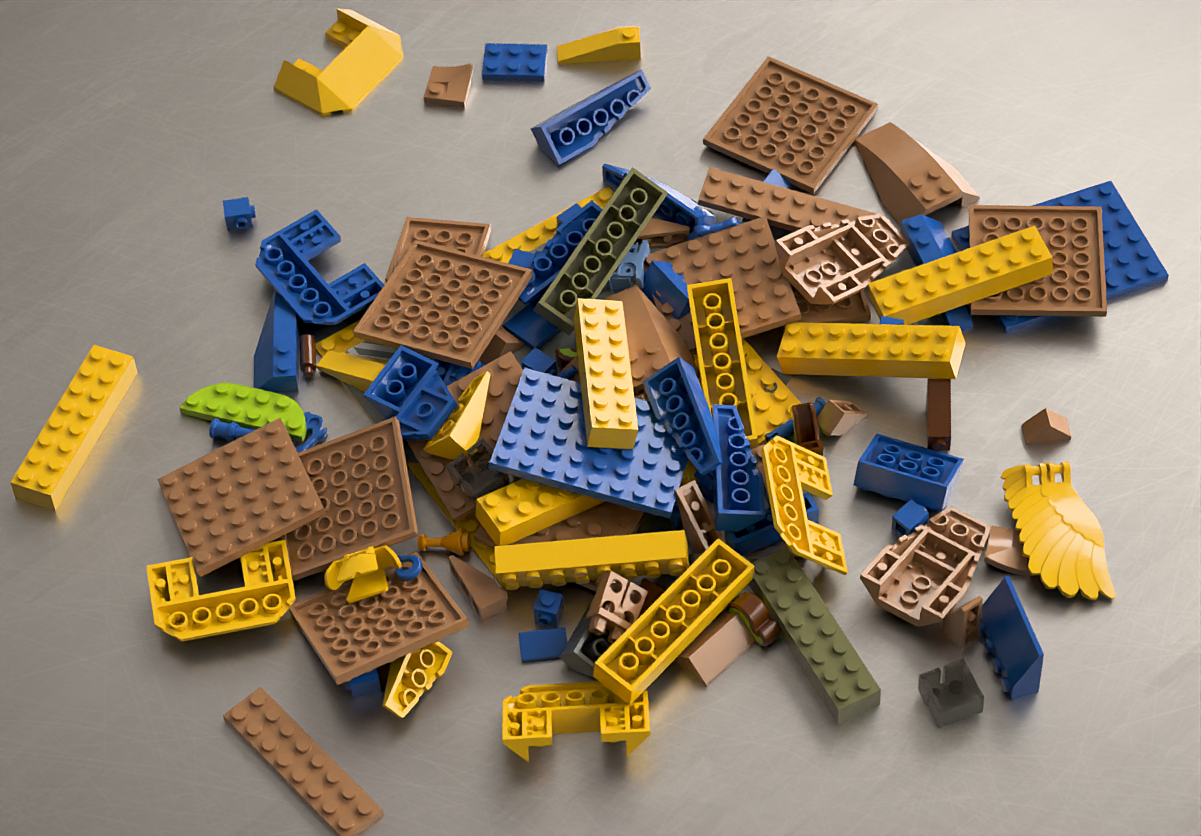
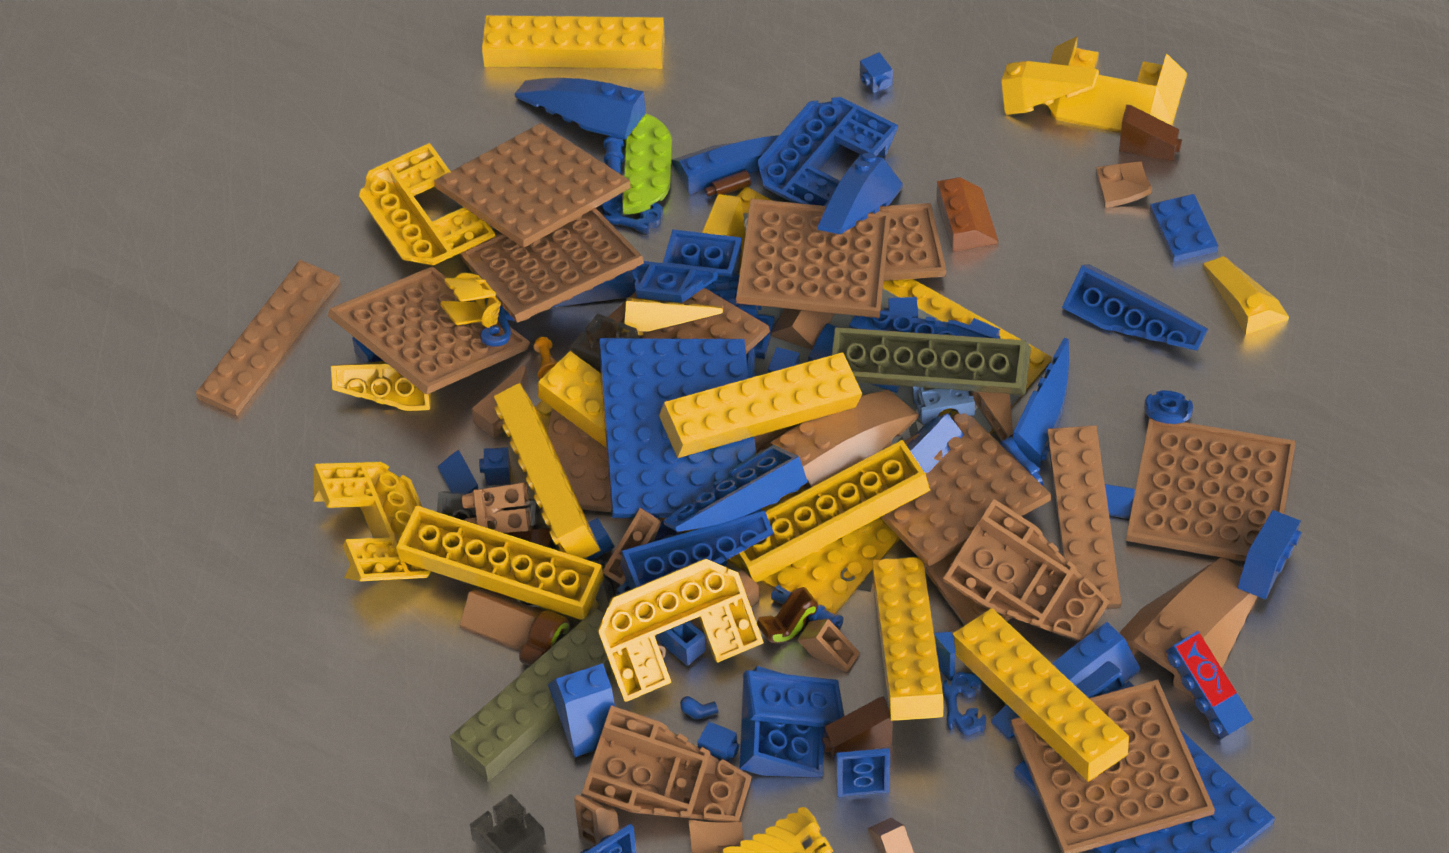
camera: 70 degrees right, 0 degrees up
(166, 426) = (591, 103): none -> blue wedge
(322, 101) = (1034, 83): none -> yellow wedge
(385, 255) = (860, 191): none -> blue wedge
(412, 51) = (1148, 135): none -> reddish brown slope
(429, 200) = (965, 214): none -> dark orange slope
(707, 124) = (1168, 407): none -> blue tile
(845, 598) = (583, 706): none -> blue slope
(866, 529) = (696, 709): none -> blue arm
(878, 97) = (1269, 553): none -> blue wedge
(894, 449) = (792, 699): none -> blue tile
(950, 240) = (1102, 681): none -> blue slope
(978, 421) = (862, 772): none -> blue slope
(986, 174) = (1208, 685): none -> brick

